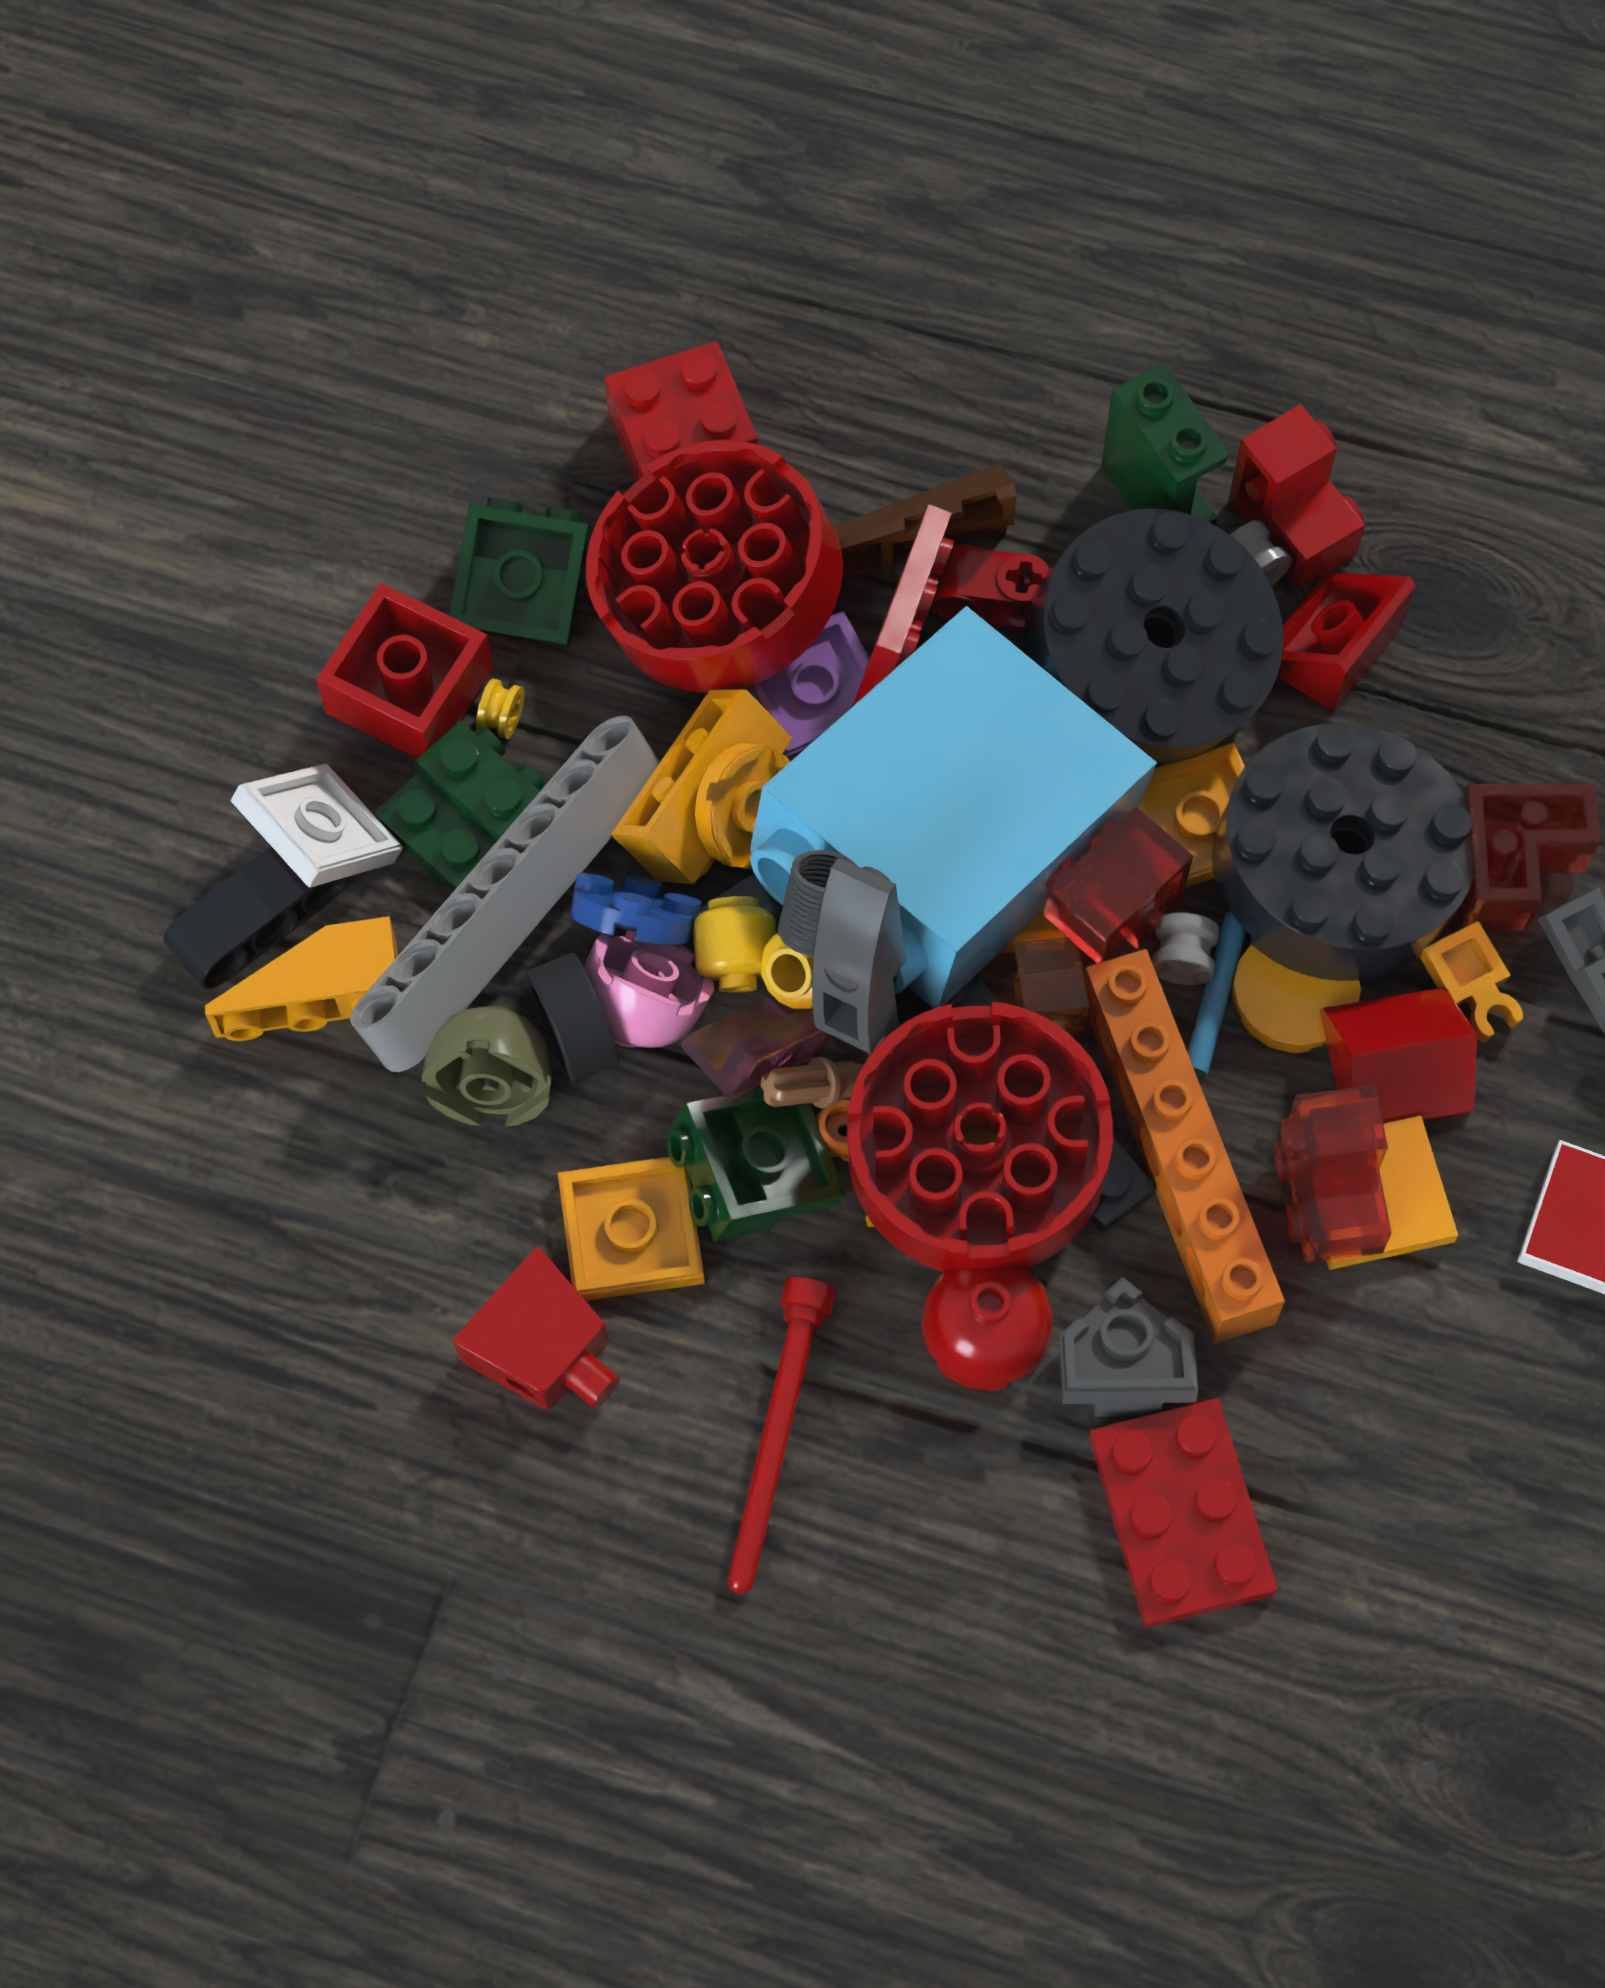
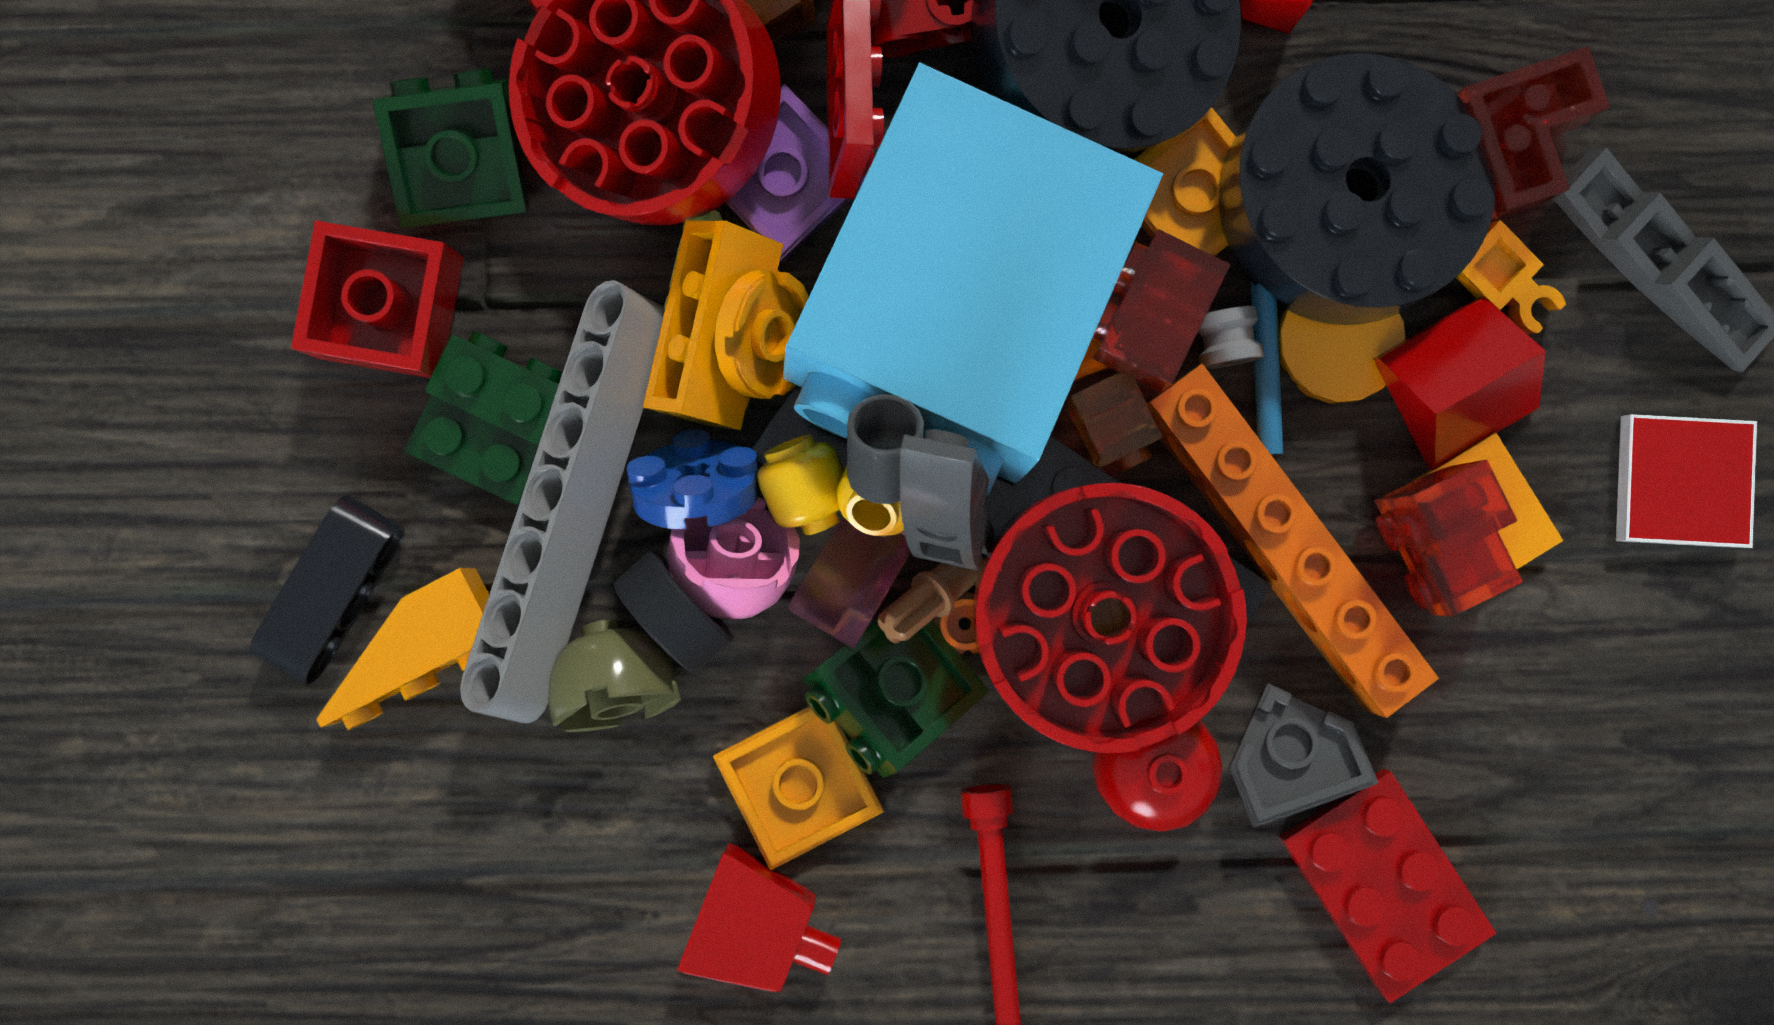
camera: 20 degrees left, 20 degrees up
(317, 824) = (351, 491): white tile -> none
(500, 708) = (485, 302): yellow bush -> none

